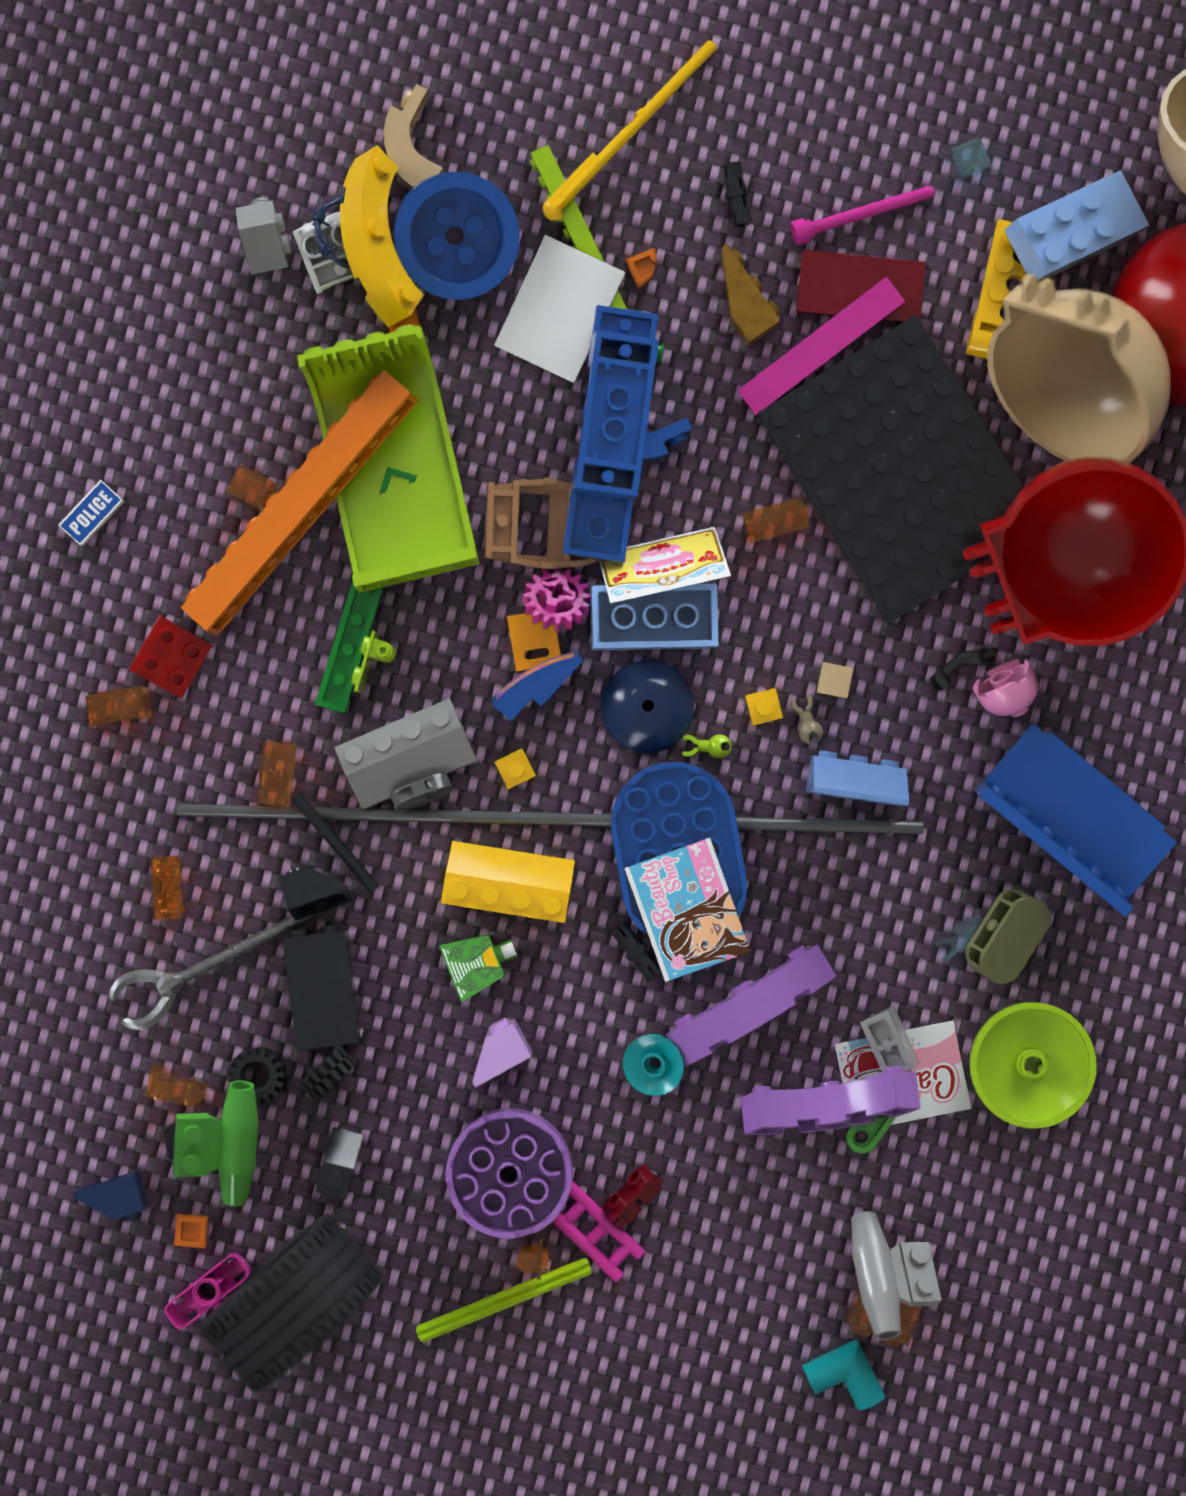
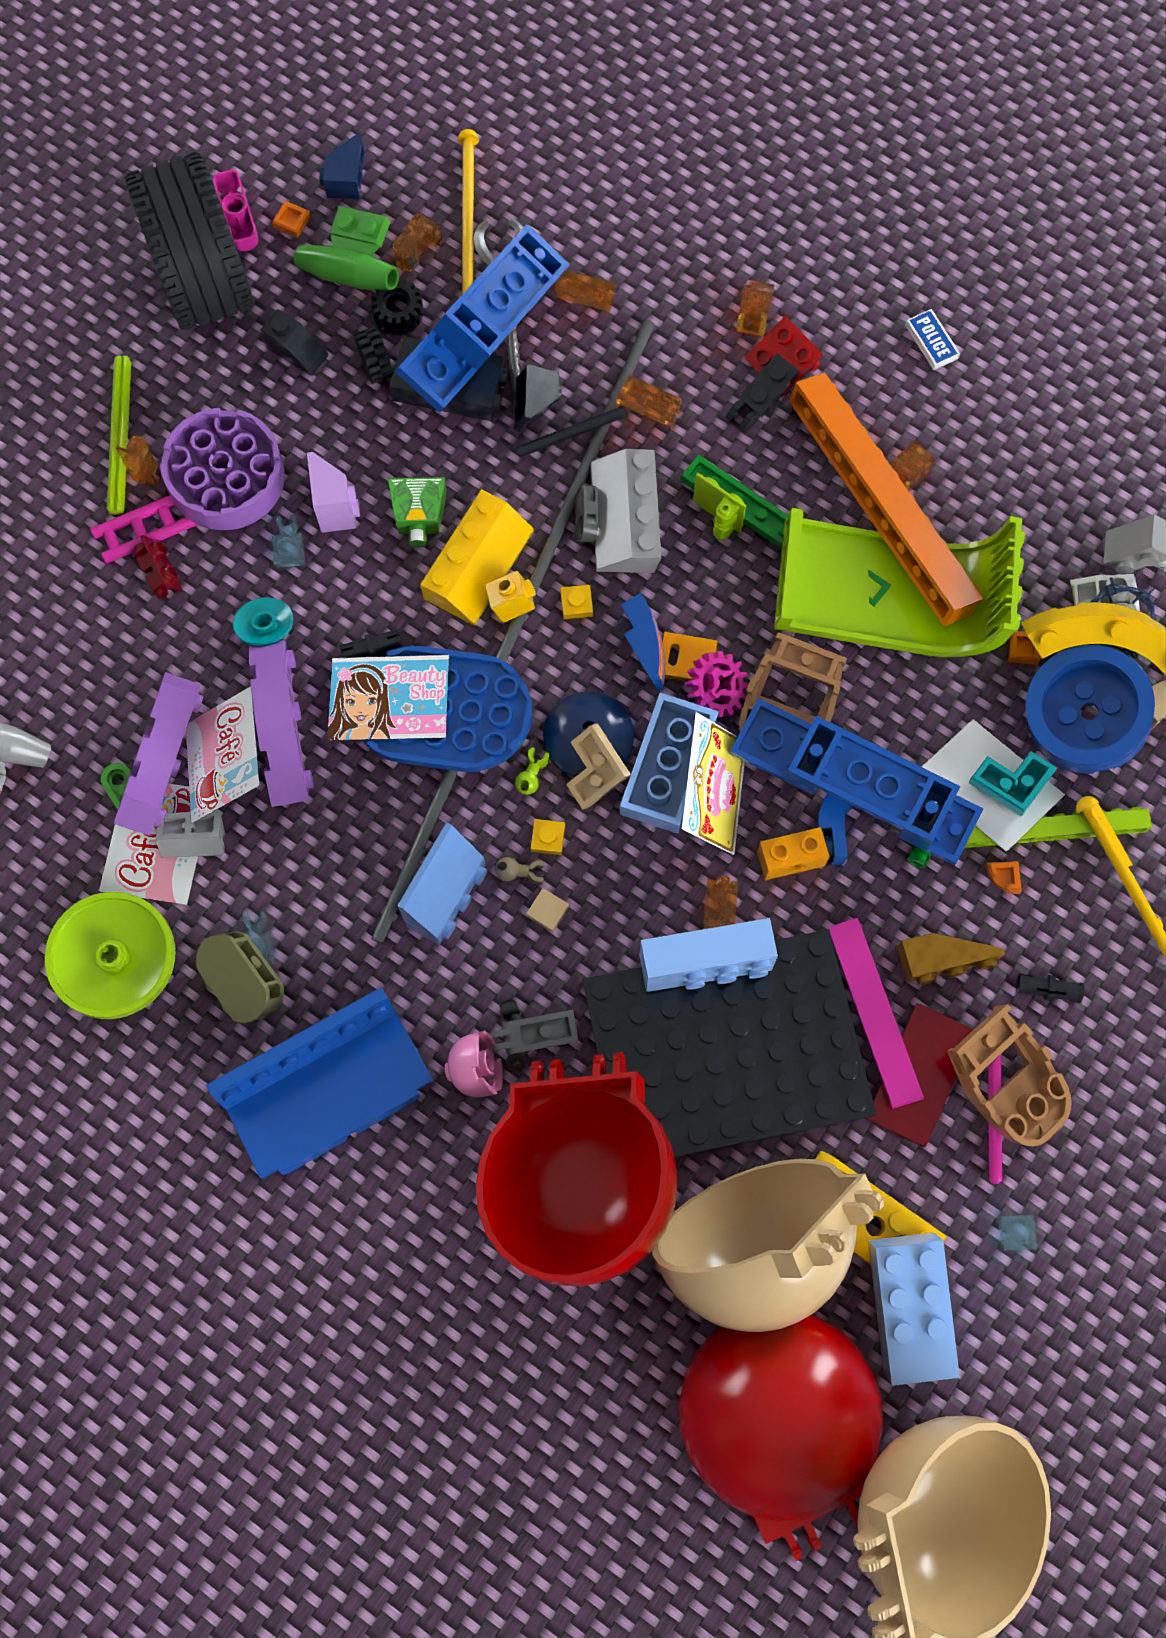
camera: 110 degrees right, 15 degrees down
(28, 1081) = (468, 139): none -> yellow bar
(218, 662) = (763, 391): none -> black hinge
(251, 964) = (482, 318): none -> blue bracket
(539, 832) = (510, 596): none -> yellow brick
(562, 1076) = (288, 547): none -> clear light blue plate
(563, 282) = (1014, 789): none -> teal brick
(686, 676) = (603, 768): none -> tan plate
(699, 470) = (792, 853): none -> light orange brick
(809, 1041) = (222, 755): none -> sticker
(835, 510) = (708, 955): none -> light blue brick
(852, 180) = (1032, 1100): none -> medium nougat slope
(956, 645) = (537, 1032): none -> dark grey hinge

